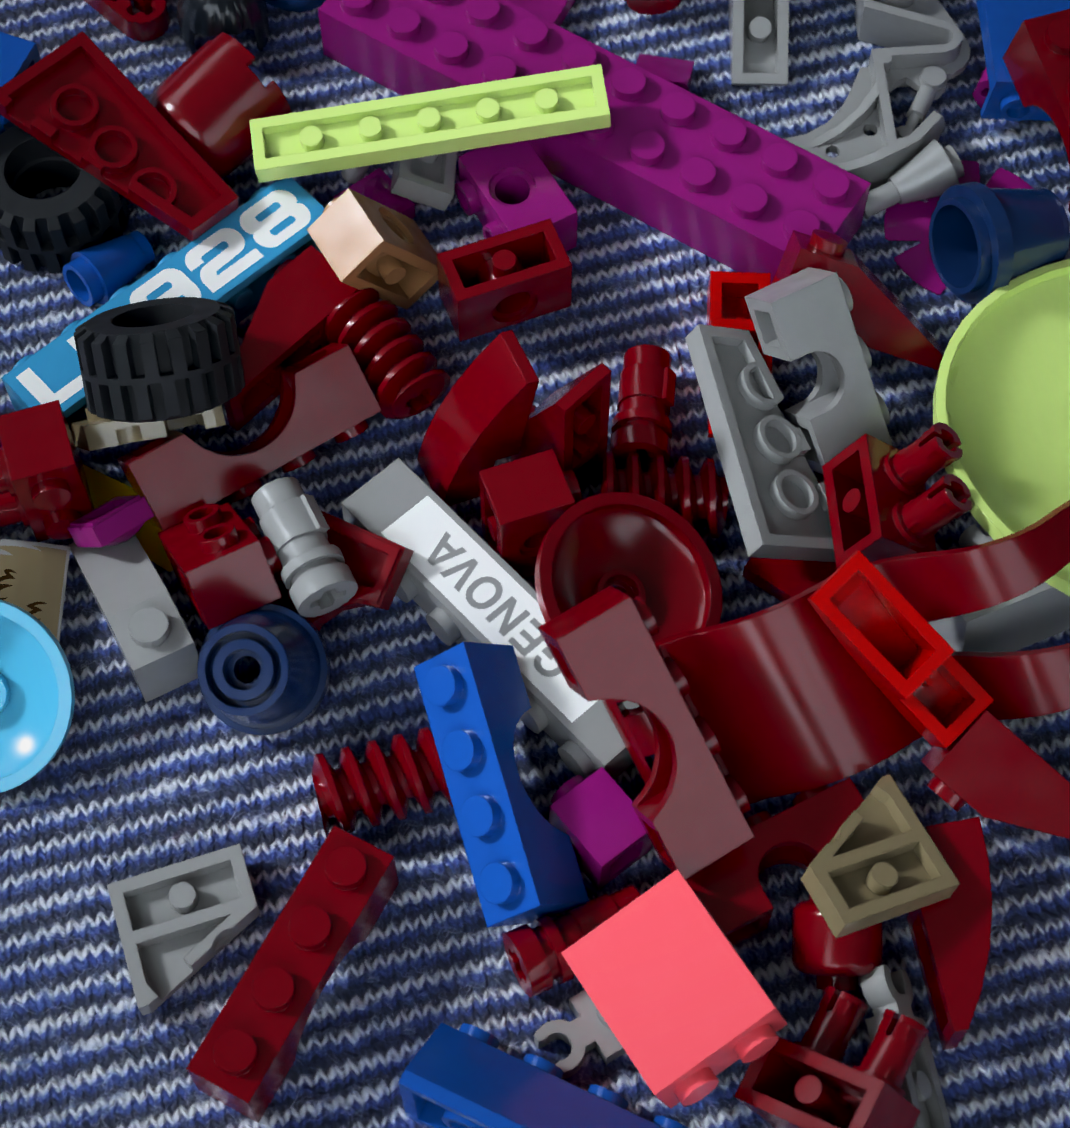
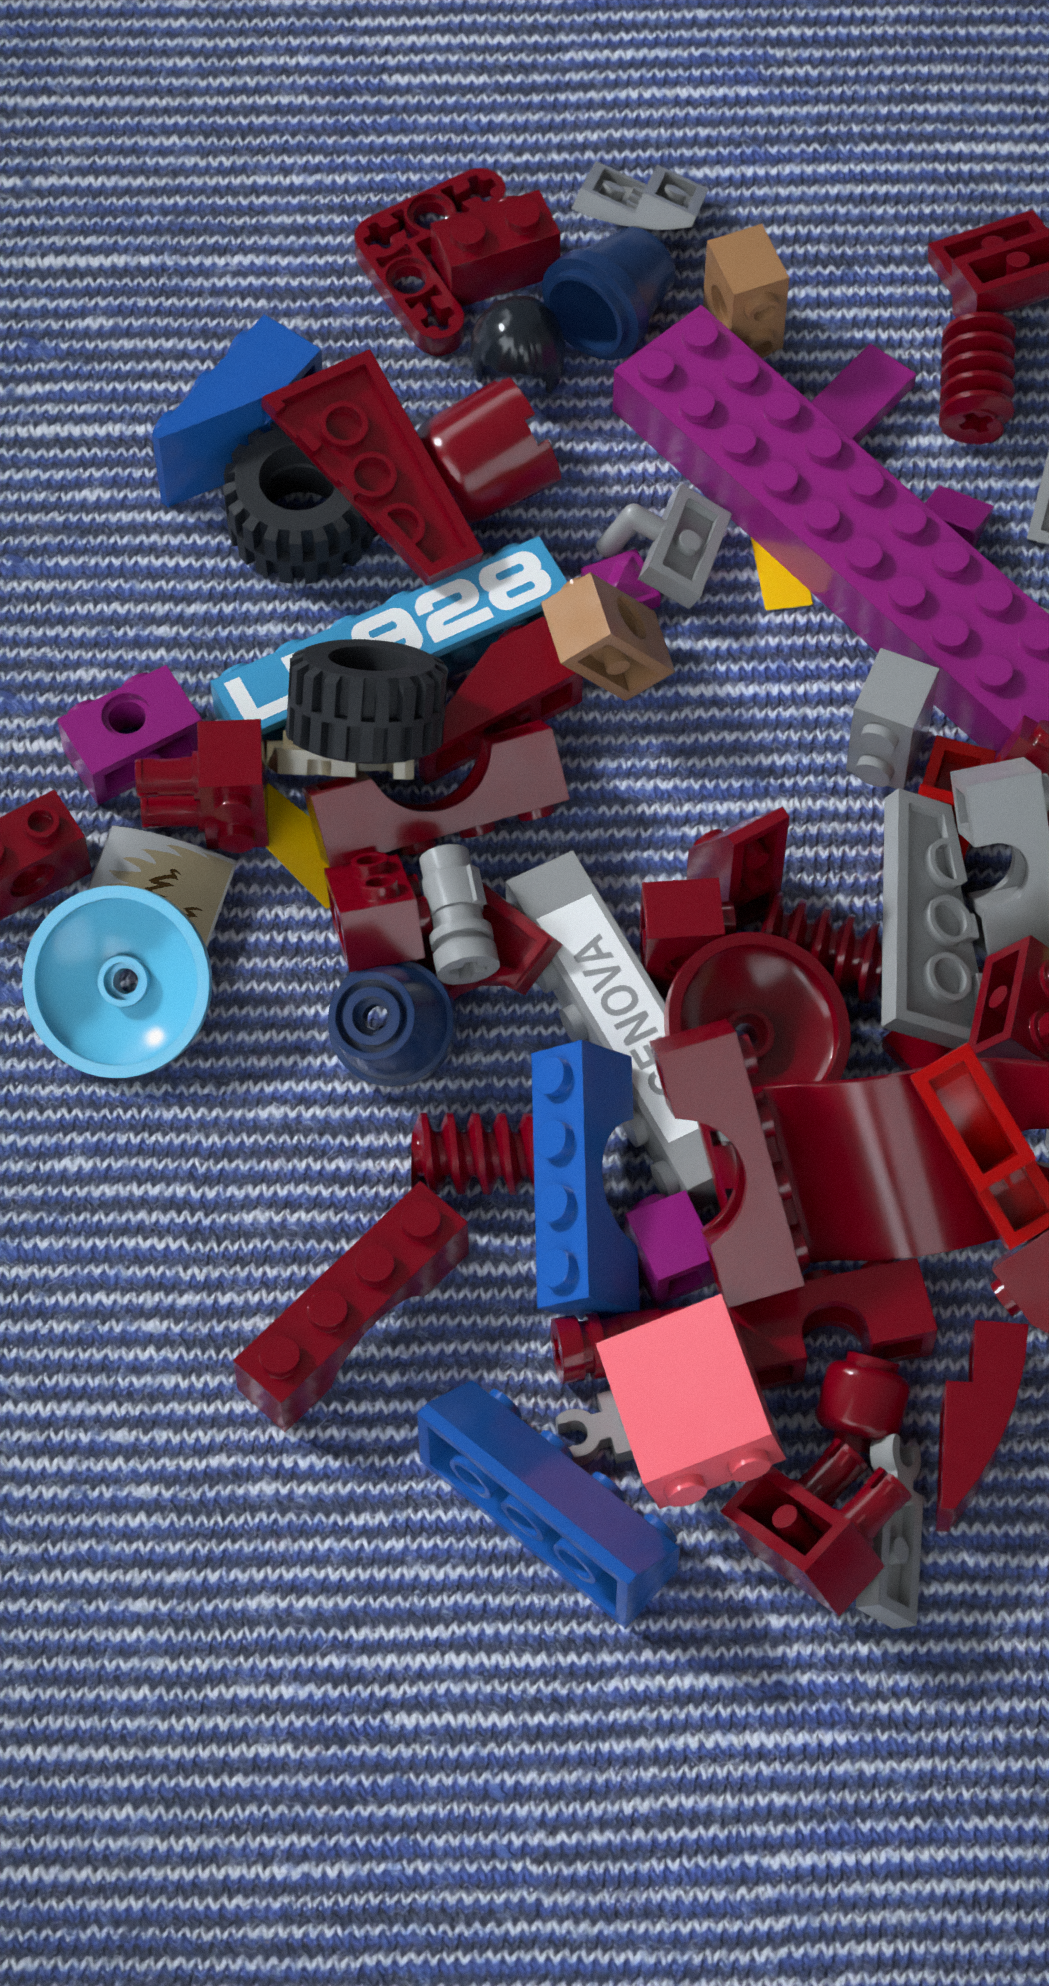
camera: 15 degrees right, 0 degrees up
(106, 267) = (337, 590): blue cone -> none
(111, 522) = (282, 847): magenta tile -> none
(140, 616) = (286, 937): light grey slope -> none
(180, 919) = (259, 1233): light grey wing -> none
(388, 355) = (589, 745): dark red piece -> none
(429, 123) = (693, 520): yellowish green plate -> none
(479, 420) = (657, 833): dark red slope -> none
(505, 279) = (727, 696): dark red brick -> none
(513, 189) = (763, 585): magenta brick -> none
(644, 406) = (830, 857): dark red axle -> none
(665, 265) = (891, 719): none -> light grey brick
(877, 865) = (913, 1340): dark tan wing -> none

